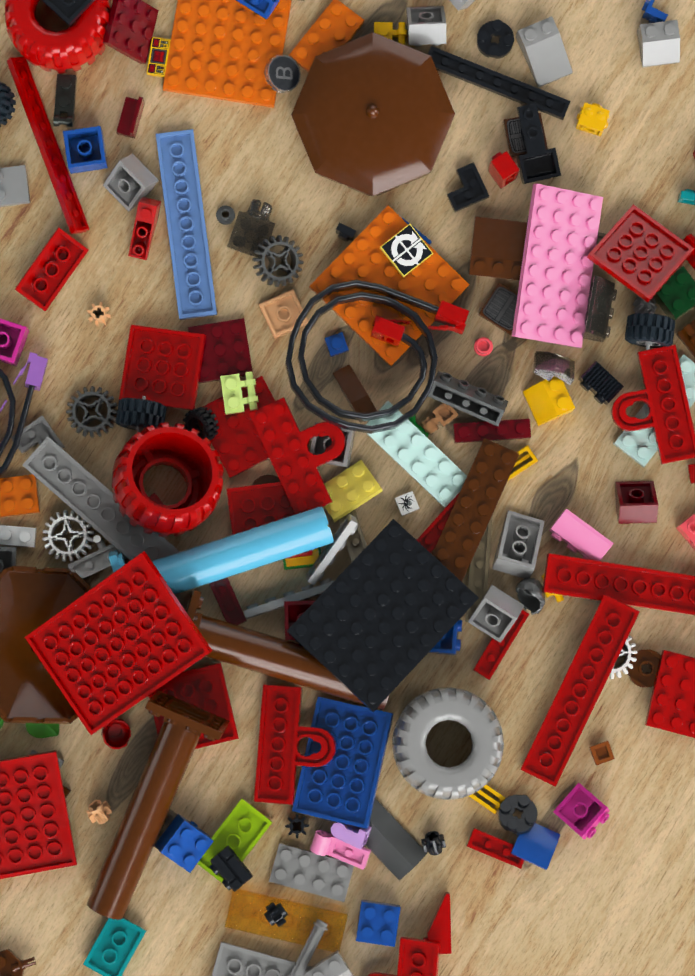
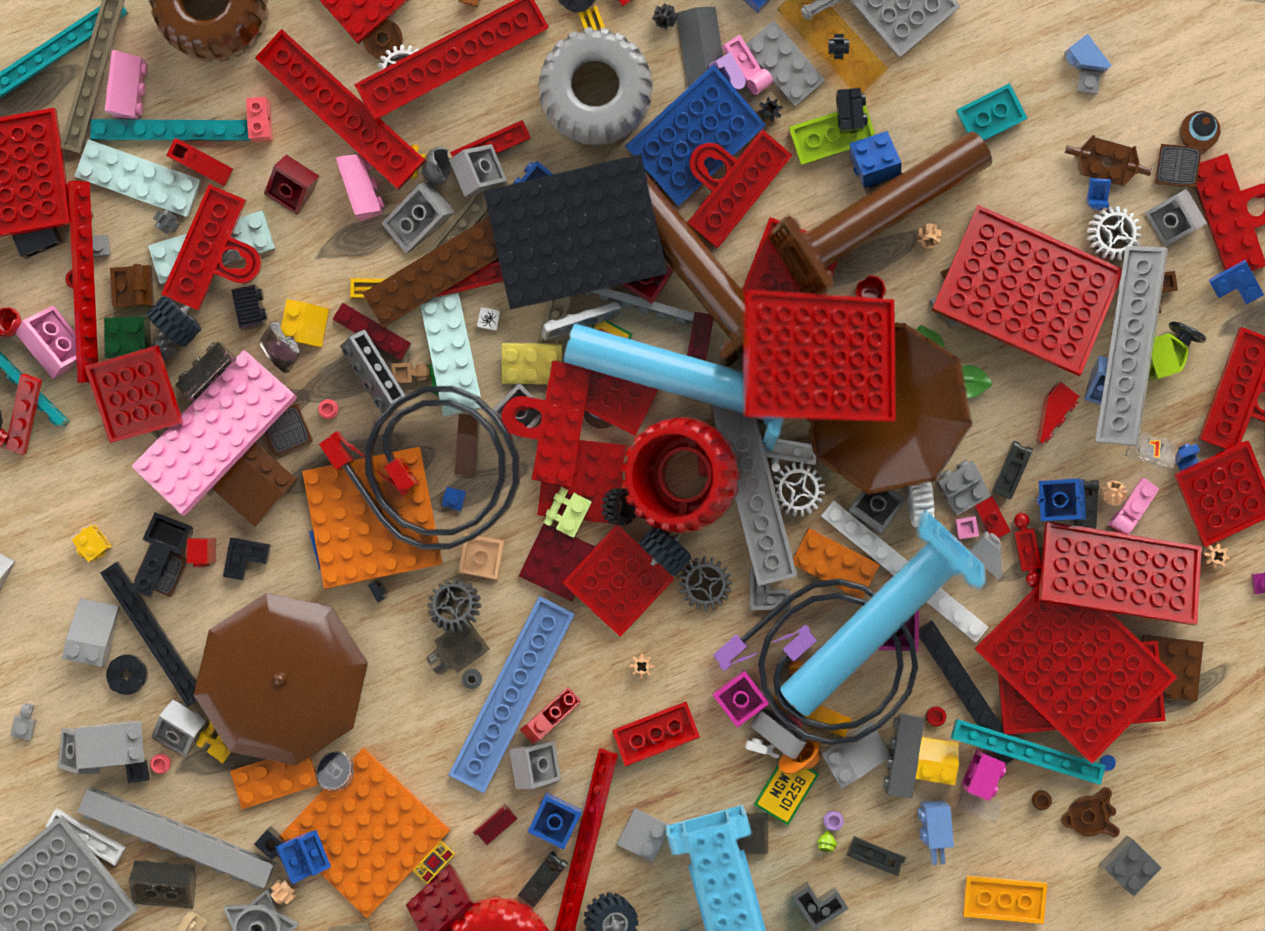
camera: 145 degrees left, 5 degrees up
(406, 250) = (336, 536): tile -> none

